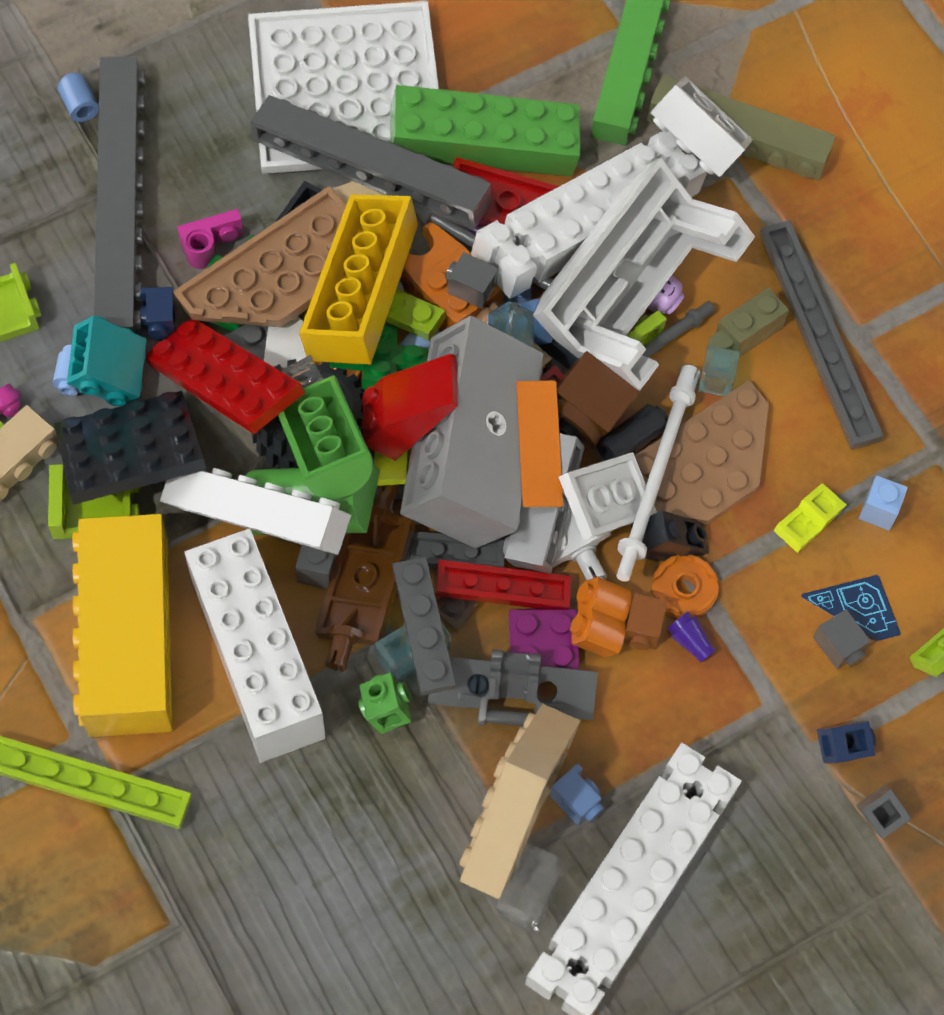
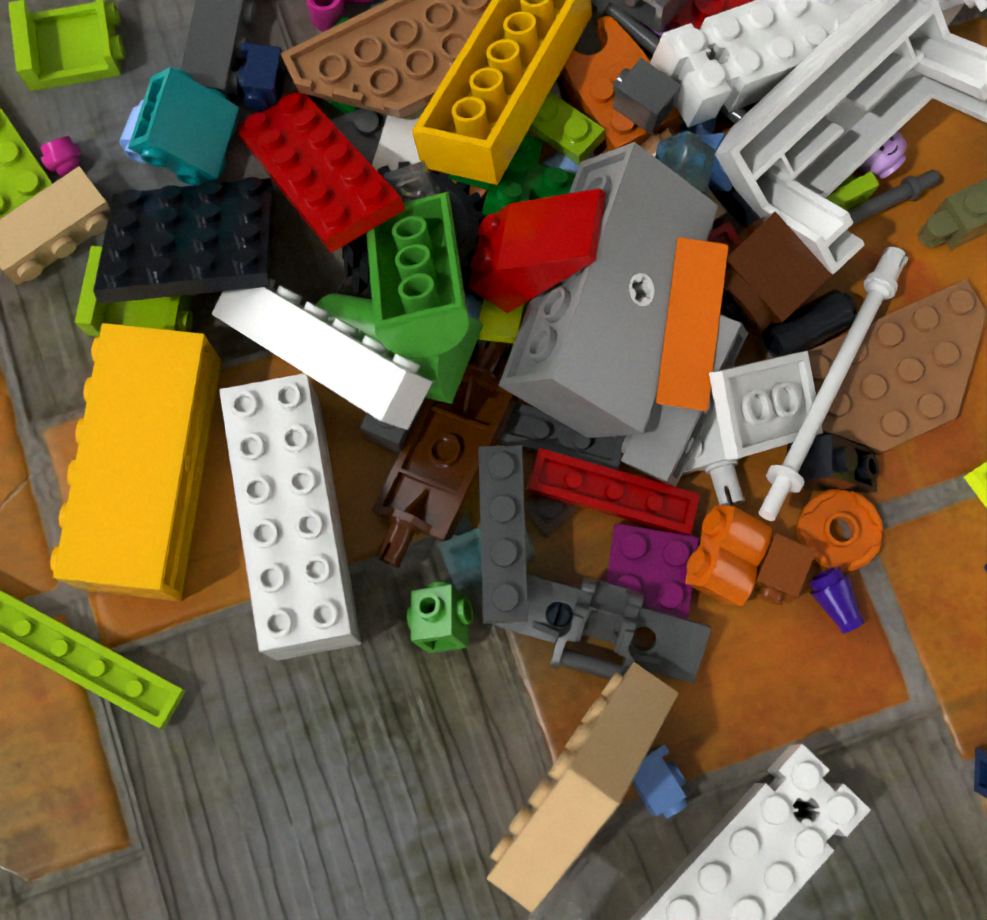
camera: 15 degrees right, 10 degrees up
(718, 370) = (932, 261): clear light blue brick -> none

